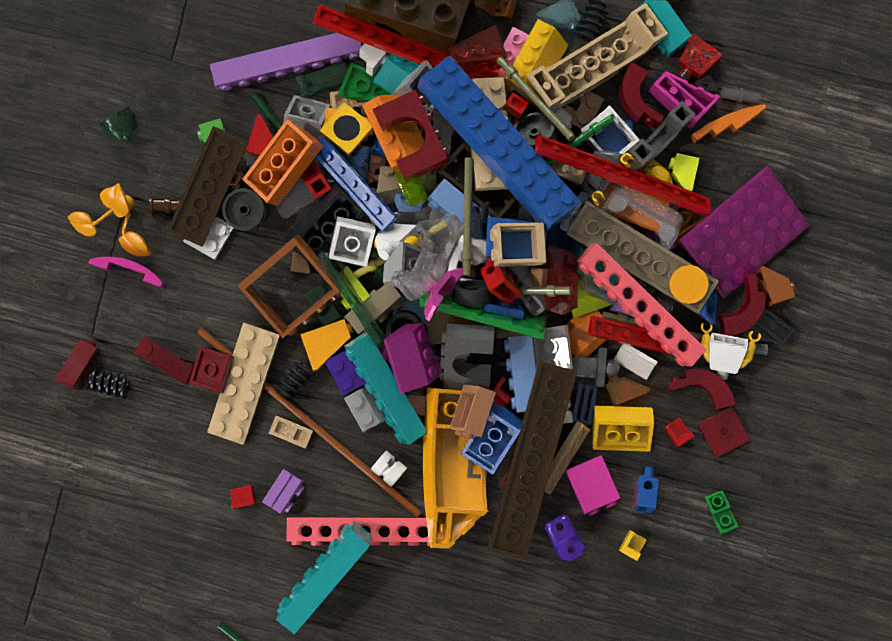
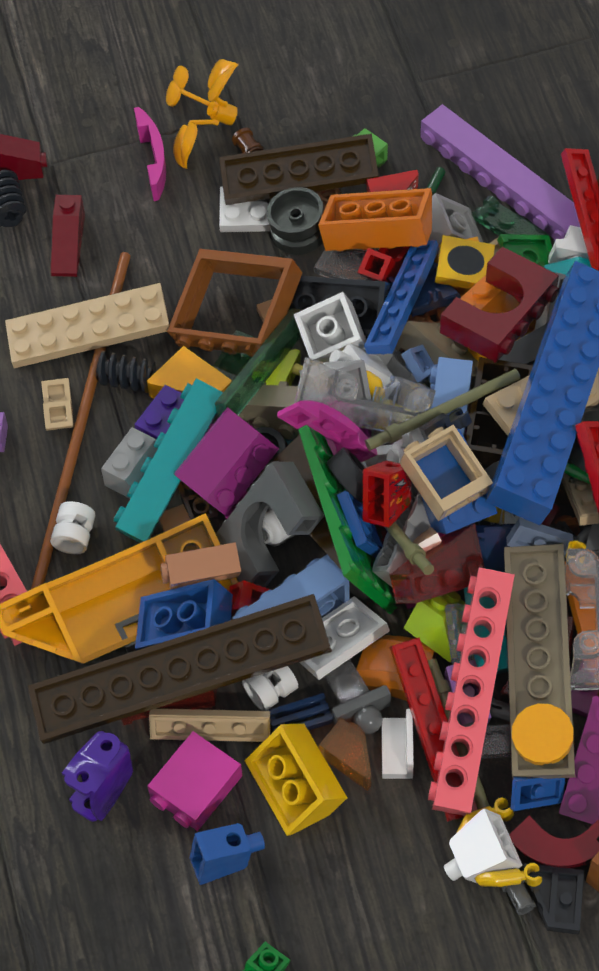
camera: 60 degrees right, 25 degrees down
(120, 124) = (313, 62): clear green cone -> none
(211, 370) = (83, 284): dark red plate -> none
(411, 190) = (437, 347): clear neon green plate -> none
(632, 545) = (140, 879): yellow panel -> none
(678, 432) = (334, 855): red panel -> none
(715, 386) = (425, 875): dark red arch -> none
(723, 431) = (374, 917): dark red plate -> none

